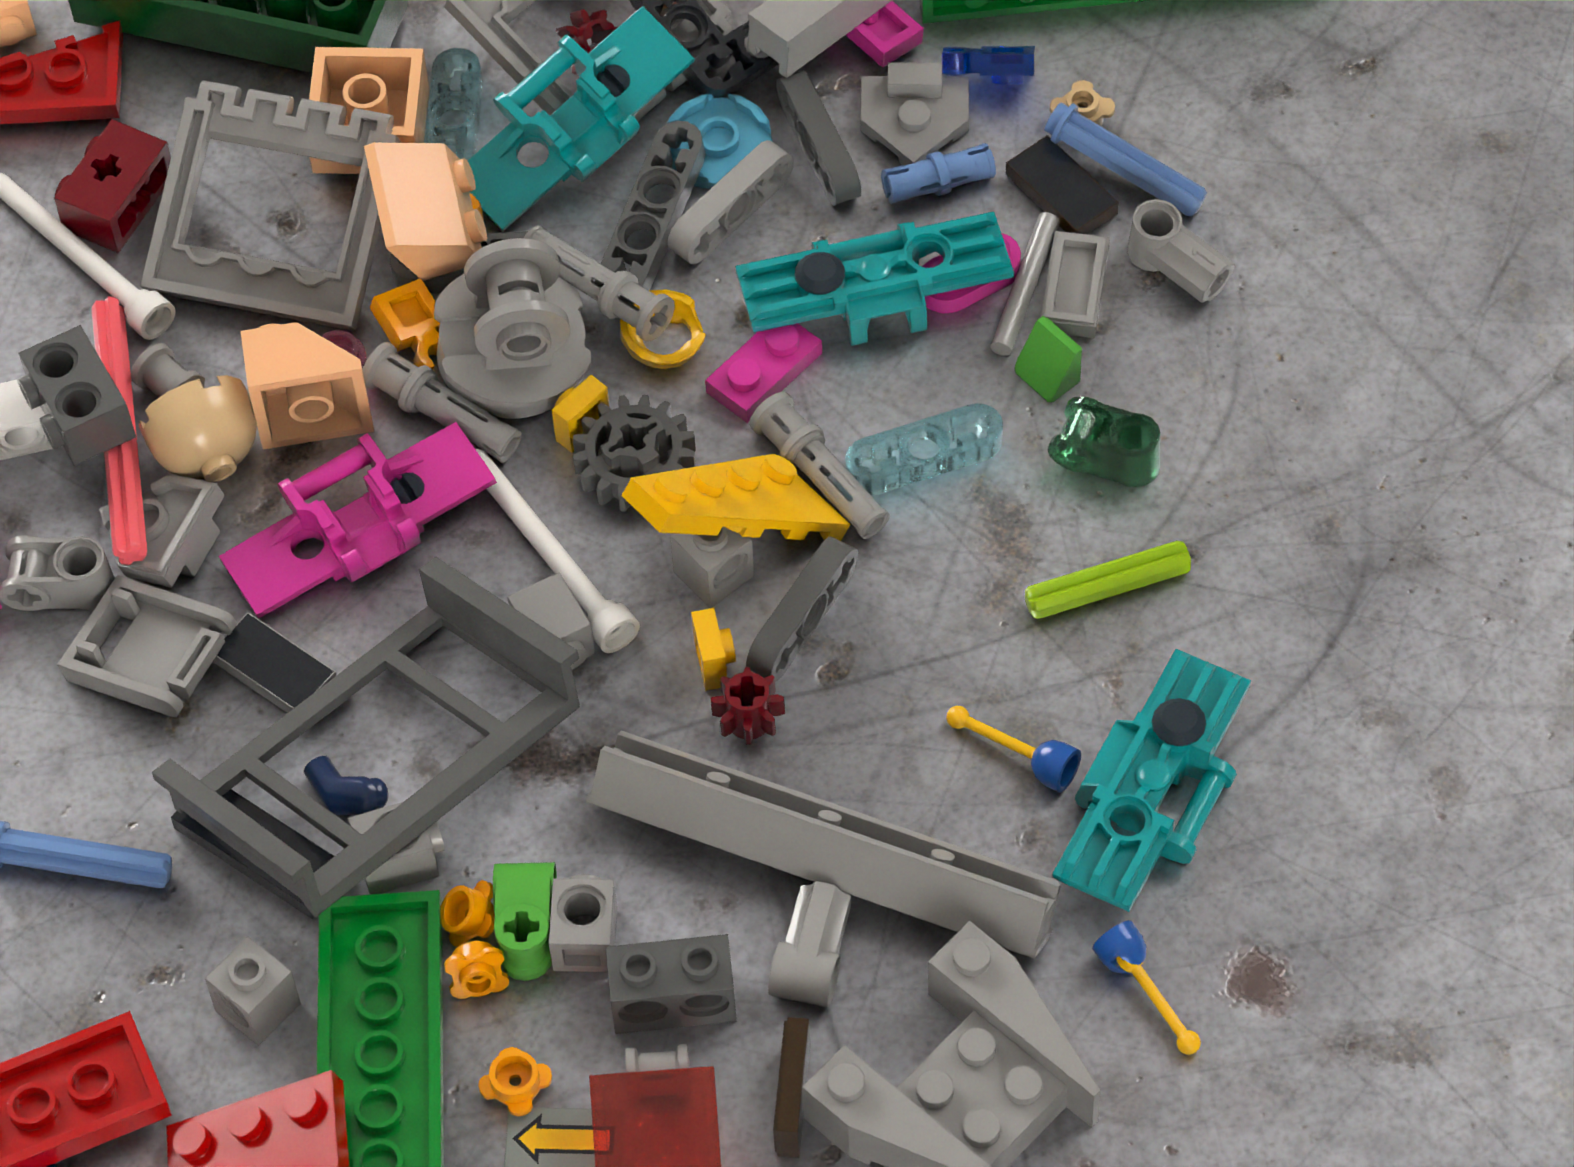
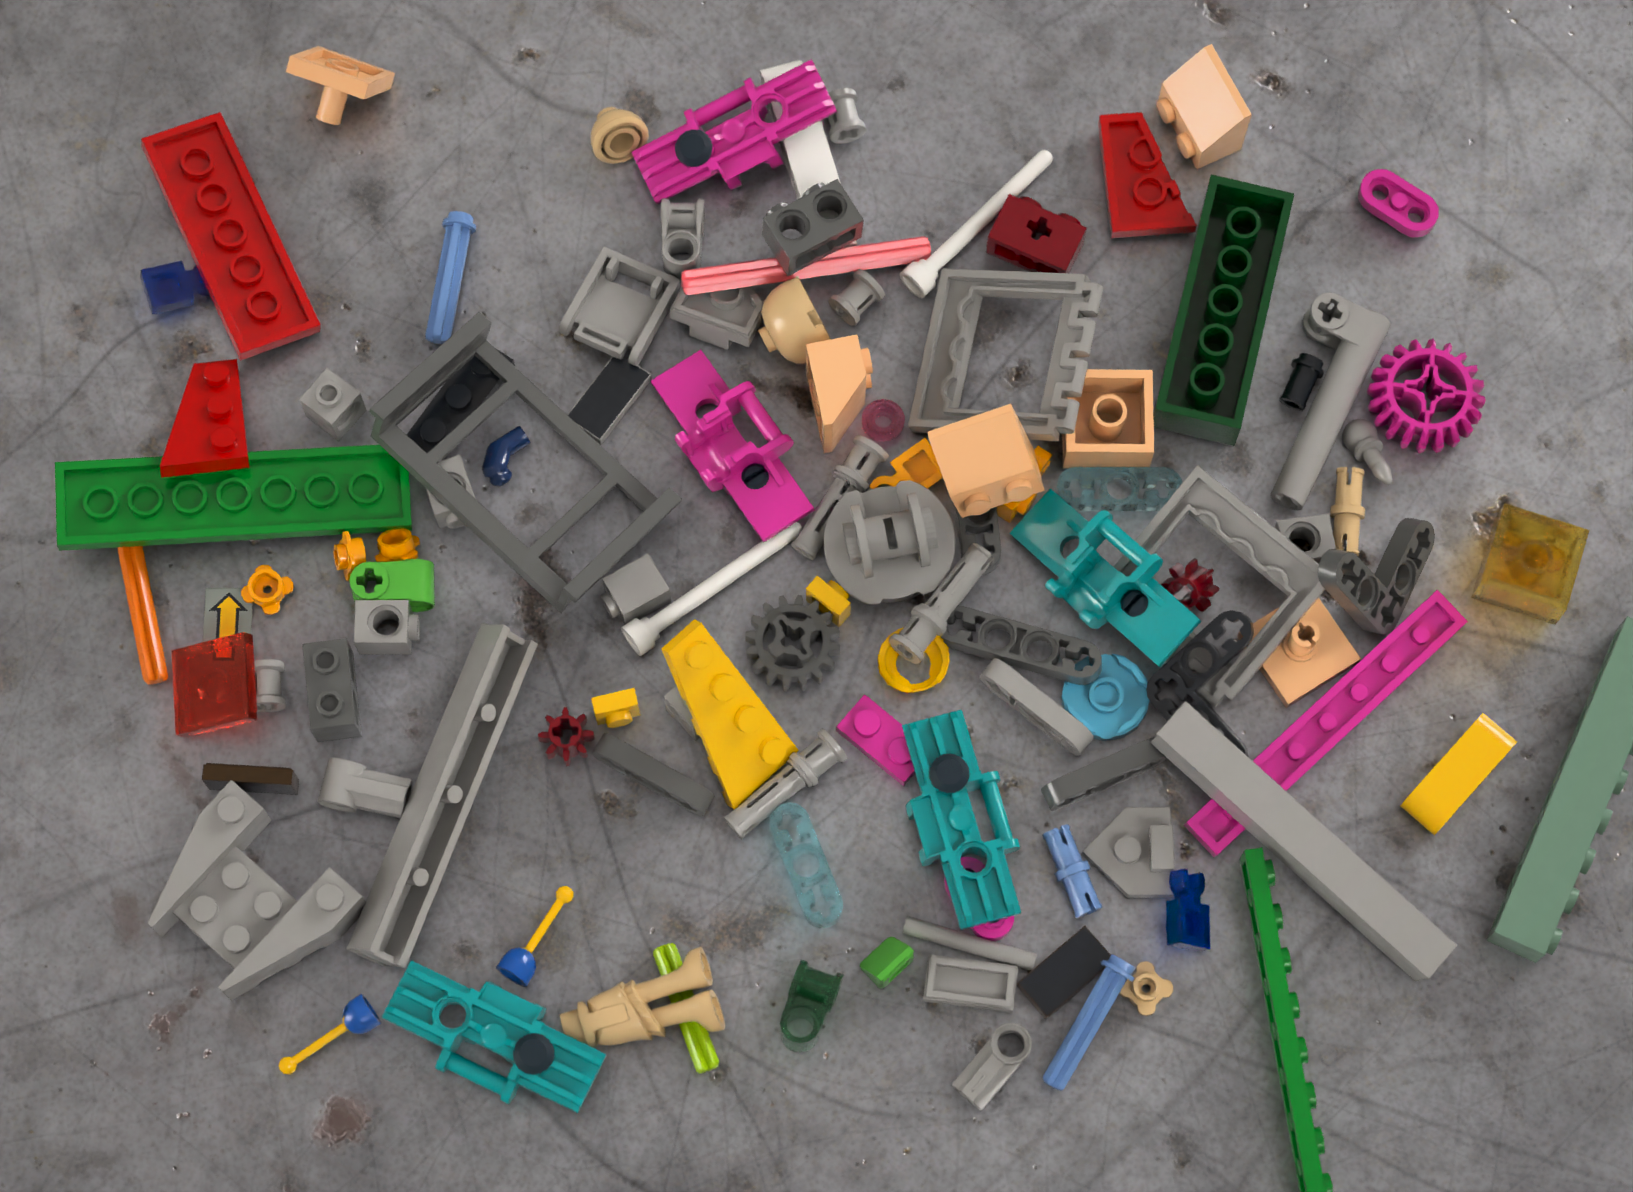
camera: 85 degrees right, 15 degrees up
(1116, 636) = (624, 1011): none -> tan piece

